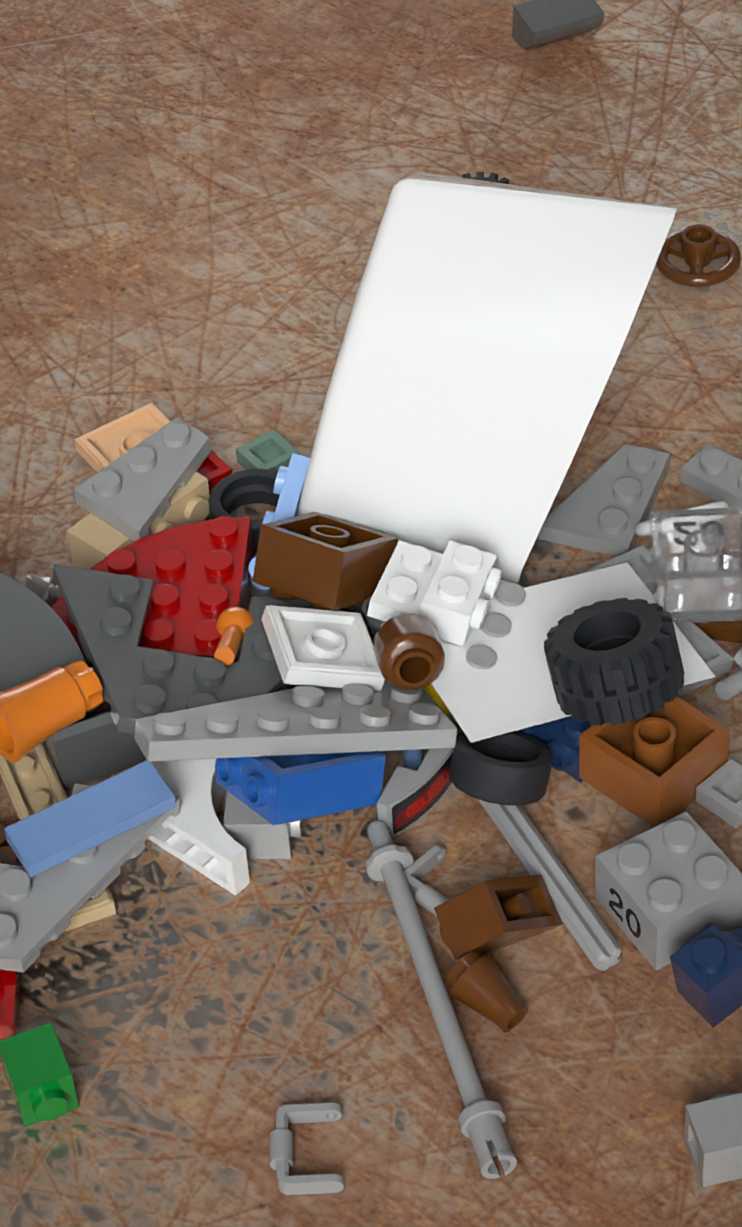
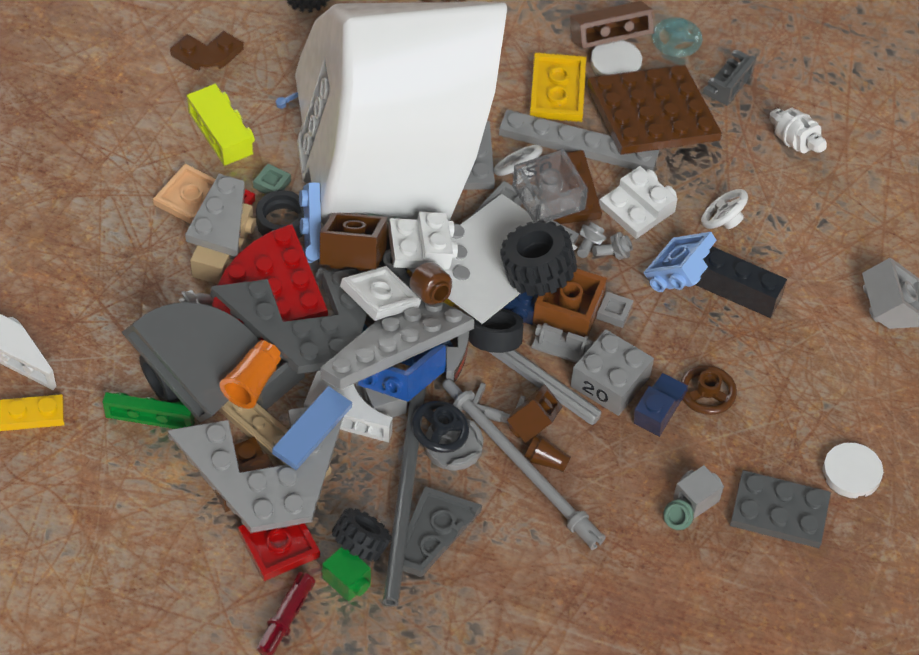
camera: 30 degrees left, 10 degrees up
(89, 1017) = (361, 534): none -> black tyre
(198, 982) = (402, 508): none -> dark grey piece
(221, 1052) = (434, 527): none -> dark grey wing
(231, 626) = (322, 292): orange bar -> none
(237, 360) = (220, 124): none -> neon yellow brick
(282, 1149) = (488, 571): light grey piece -> none
(300, 265) = (217, 52): none -> reddish brown plate
(324, 881) = (442, 421): none -> black piece
(340, 927) = (464, 456): none -> light grey tile
(600, 815) = (560, 344): none -> light grey hinge
(672, 1166) = (678, 514): none -> sand green plate

